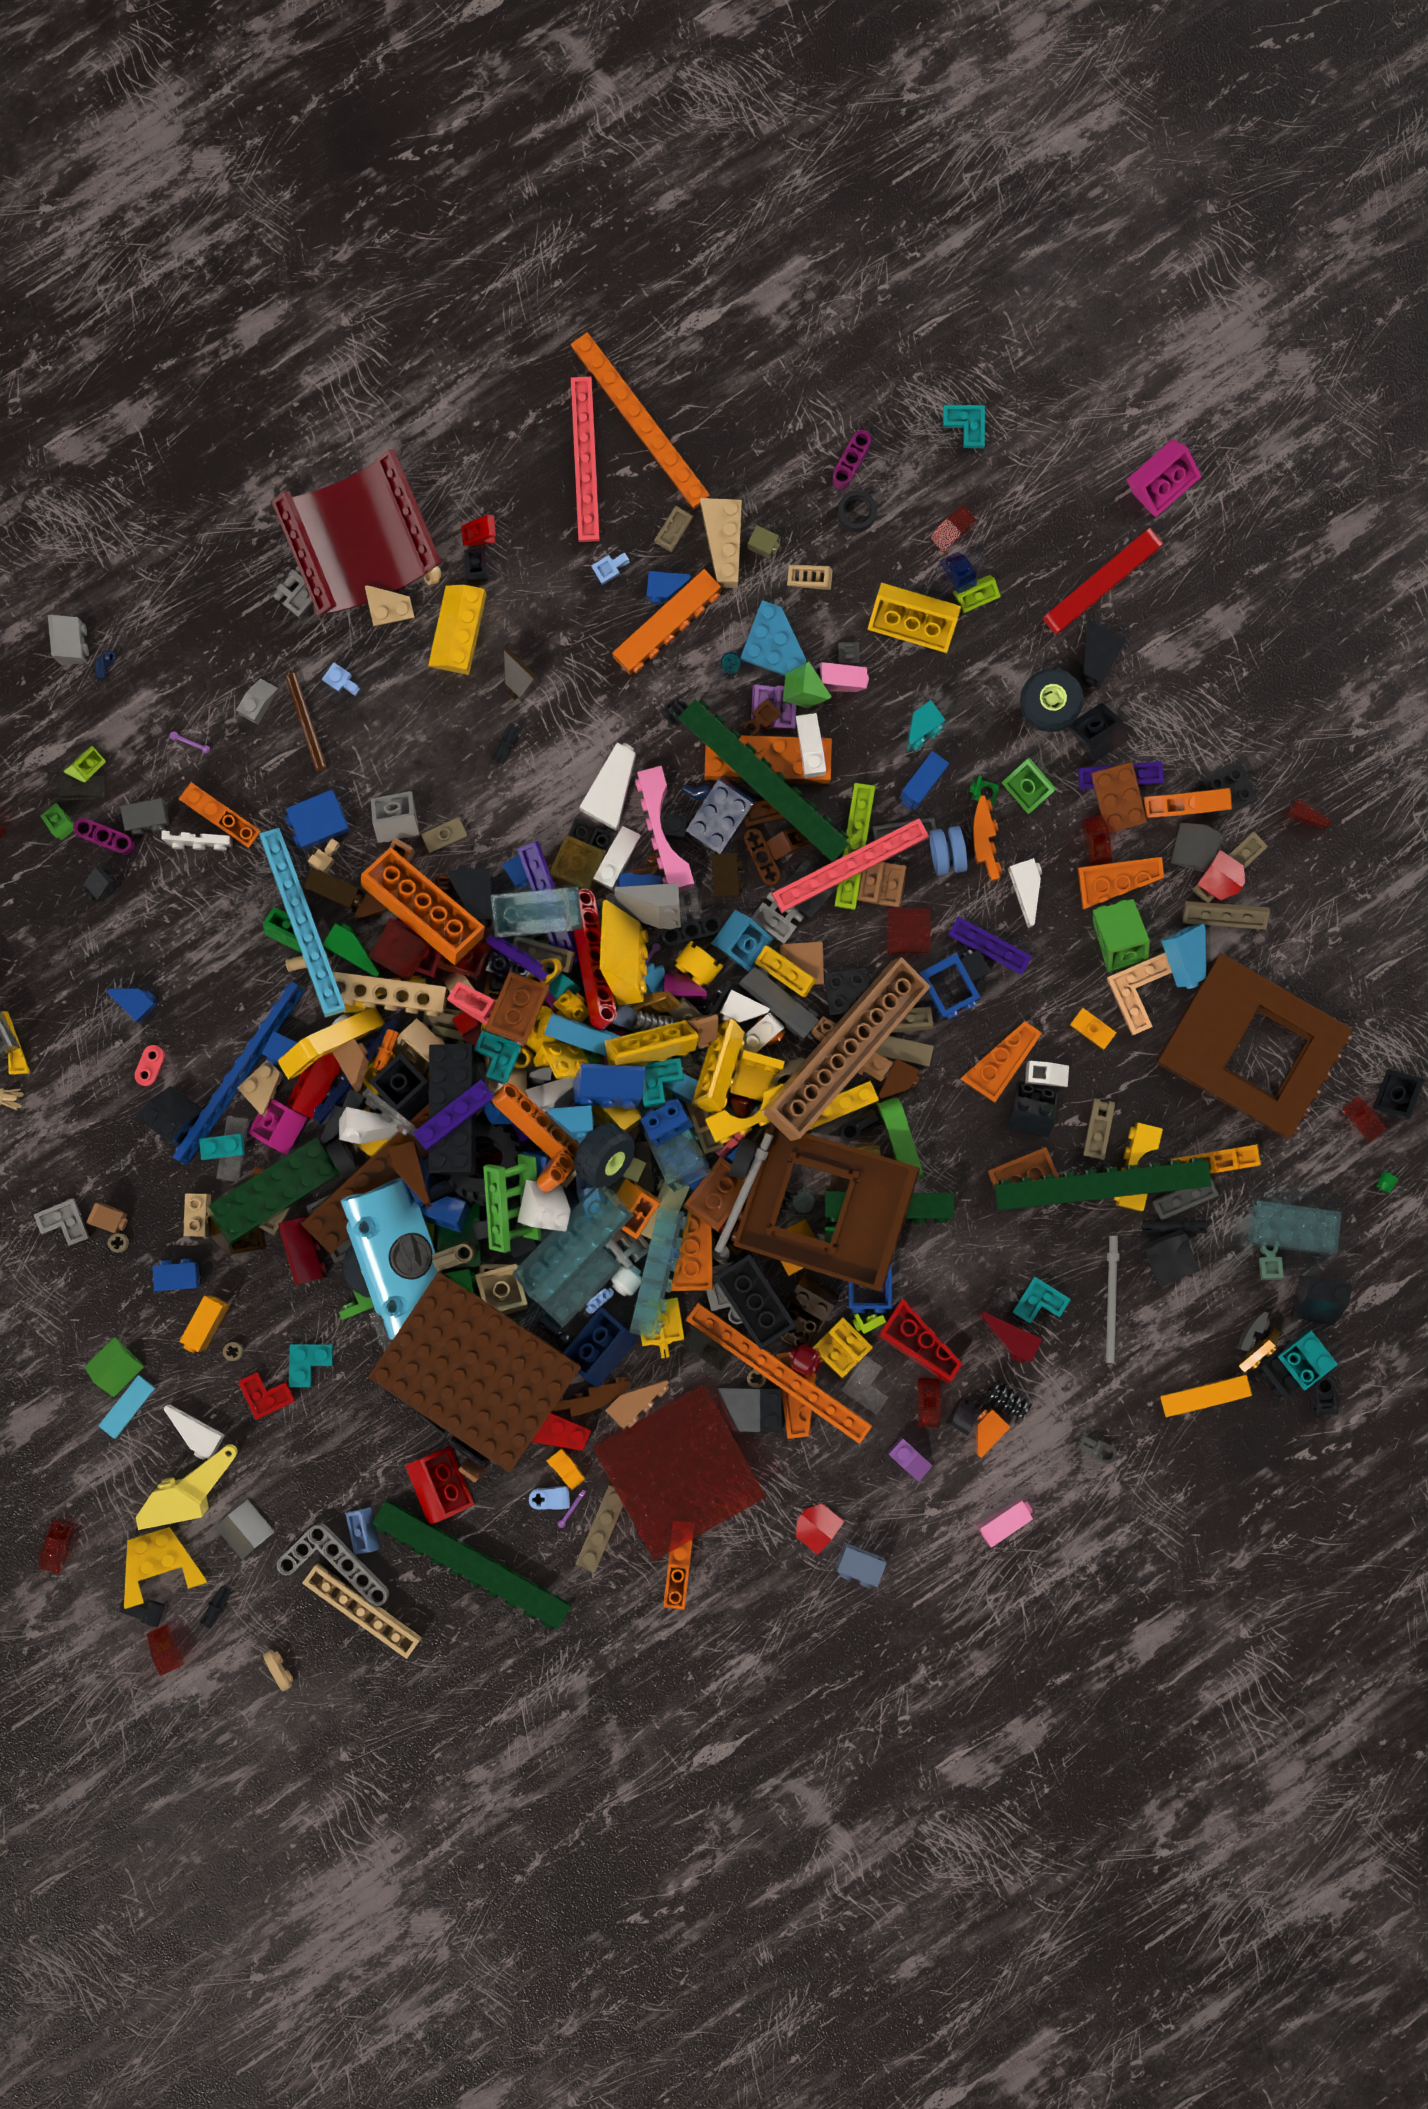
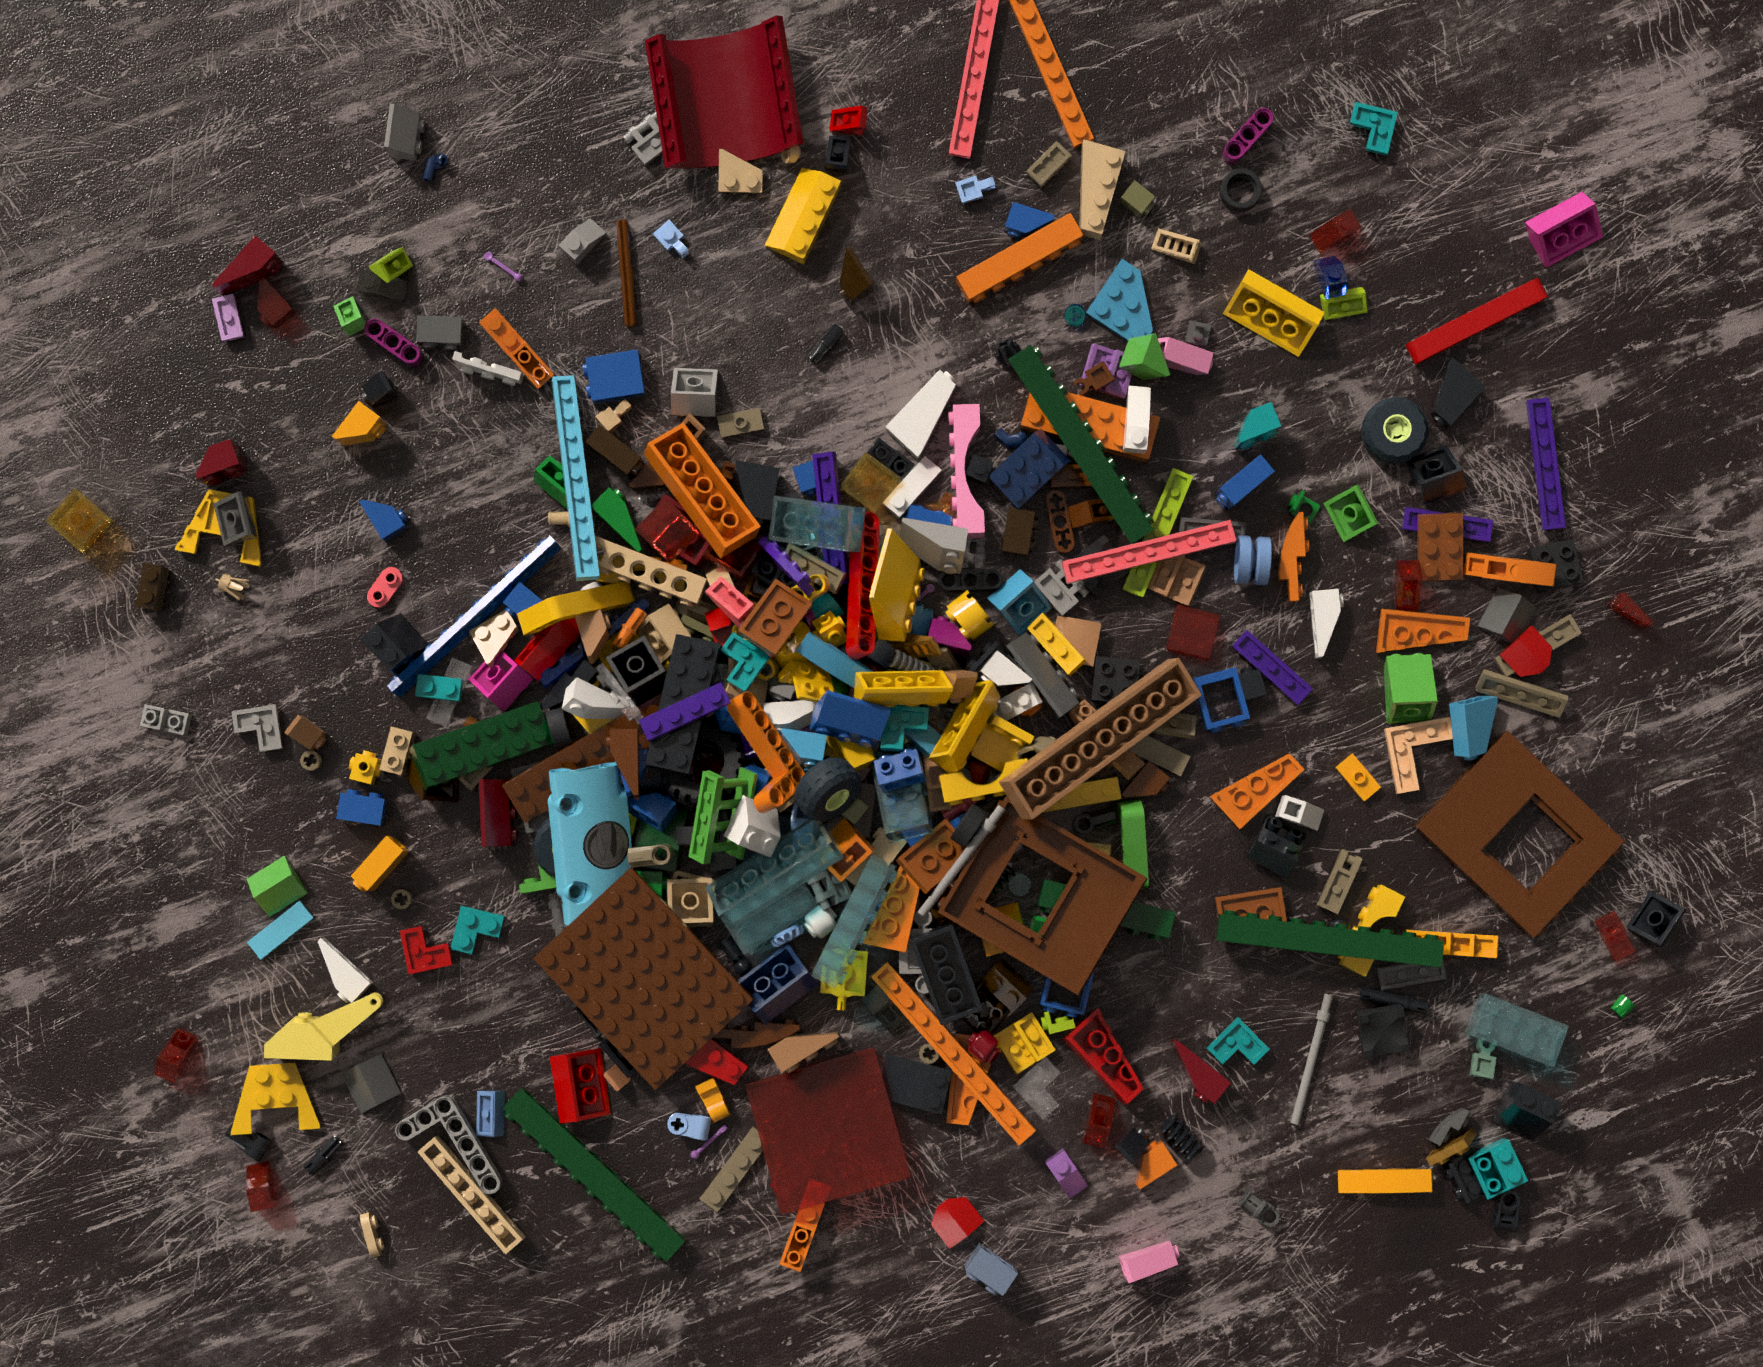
camera: 10 degrees right, 0 degrees up
(90, 922) = (360, 426): none -> light orange slope
(163, 1240) = (357, 767): none -> yellow brick
(1198, 698) = (1545, 464): none -> dark purple plate

